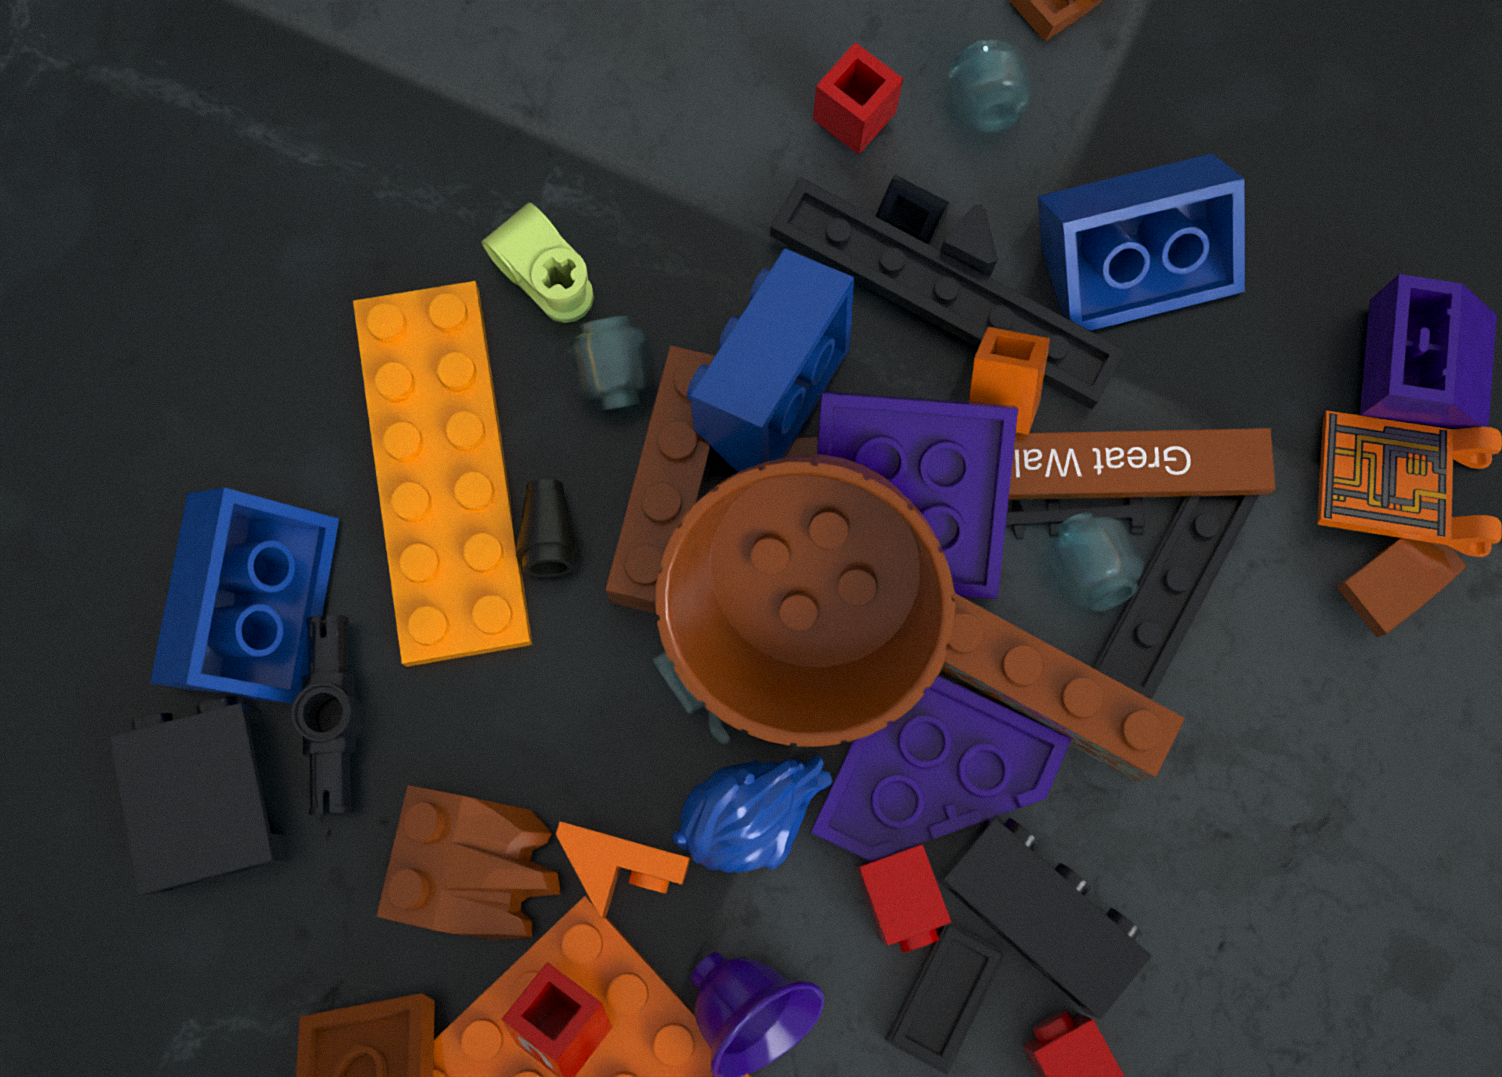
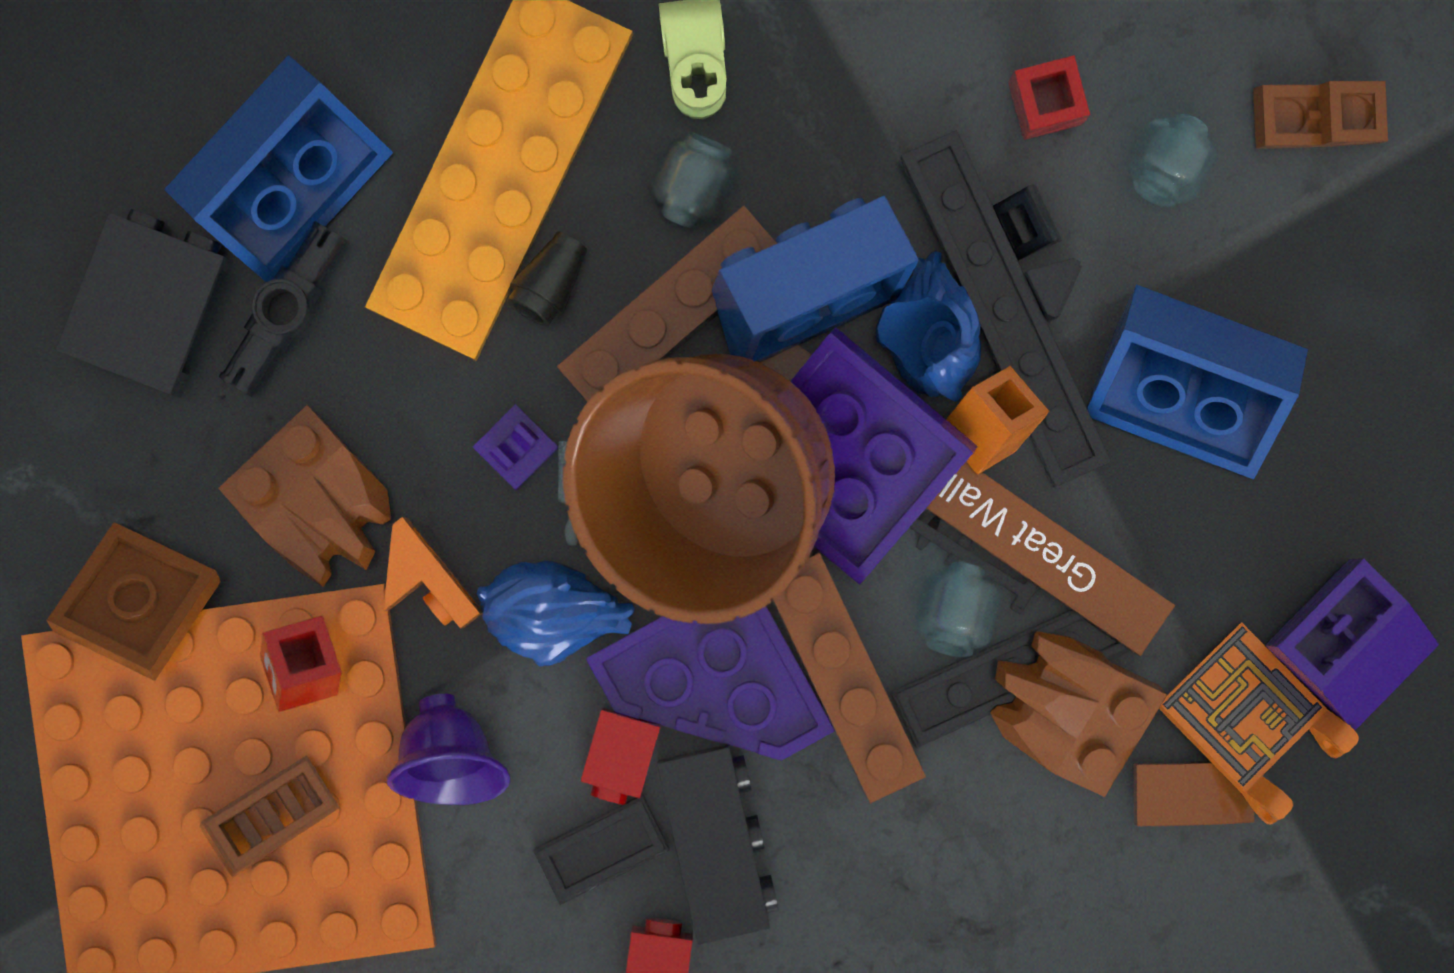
camera: 35 degrees right, 10 degrees up
(618, 693) = (515, 447): none -> dark purple tile
(903, 345) = (932, 331): none -> blue hair
(1257, 575) = (1075, 710): none -> dark orange plate

